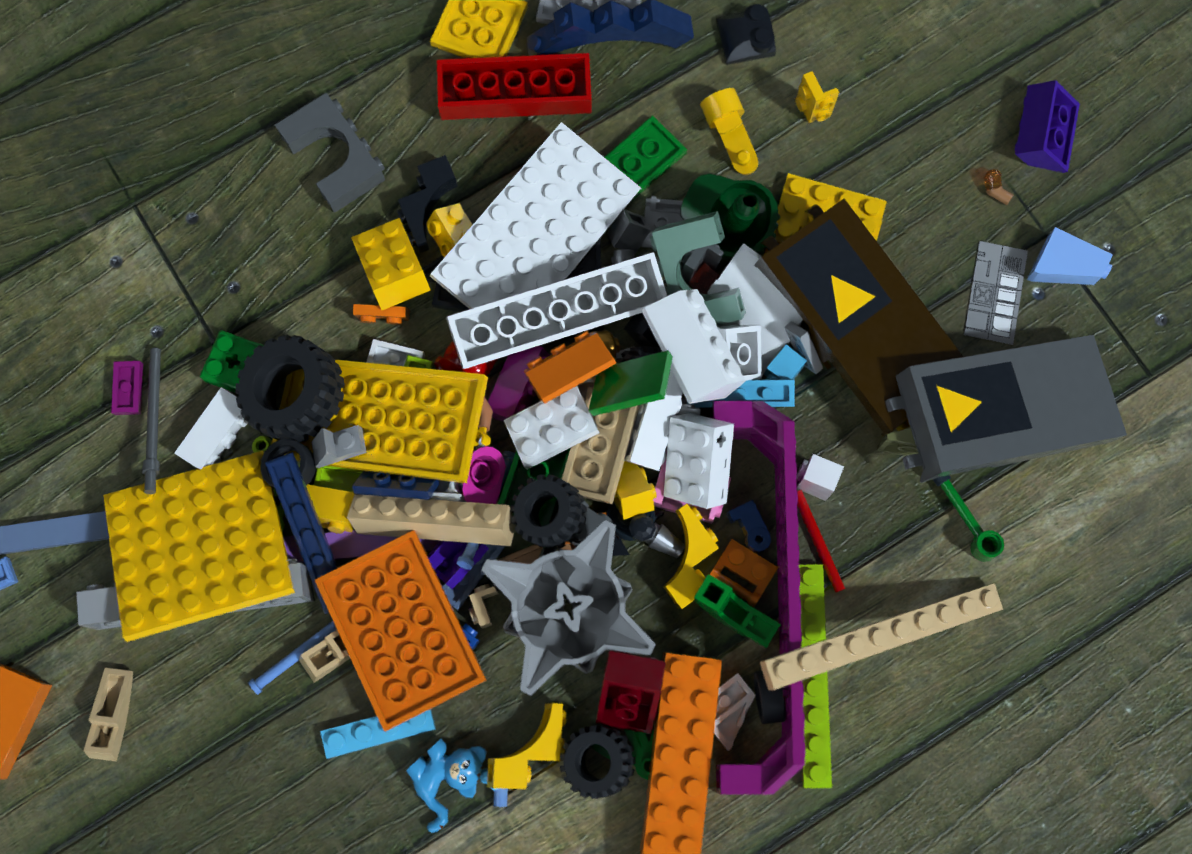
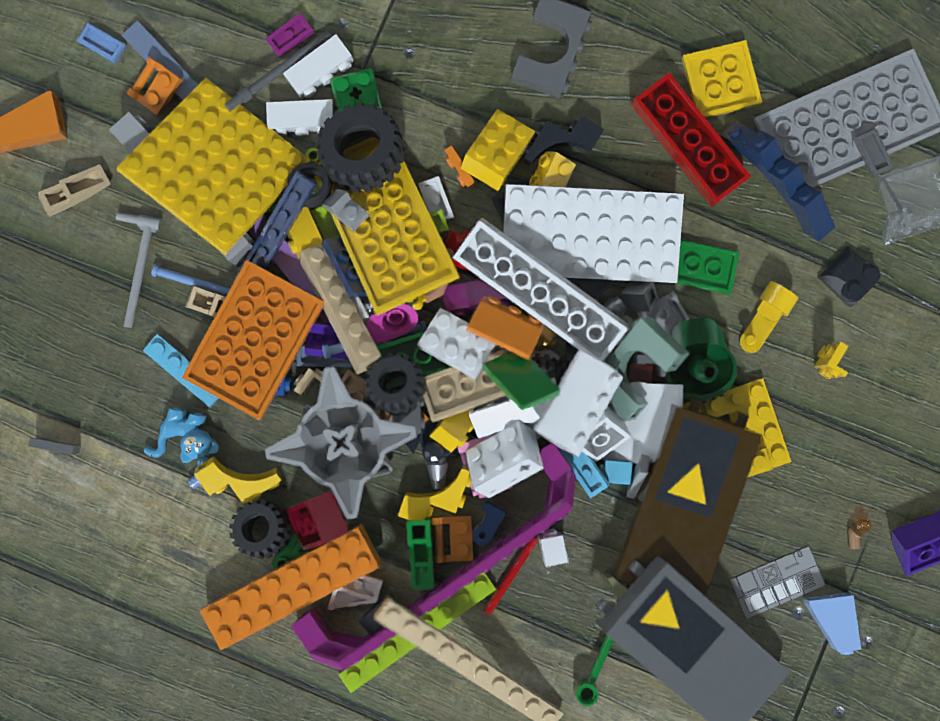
camera: 50 degrees right, 10 degrees up
(79, 552) = (161, 88): none -> orange plate
(180, 380) = (319, 67): none -> white brick
(204, 662) = (148, 225): none -> light grey bar

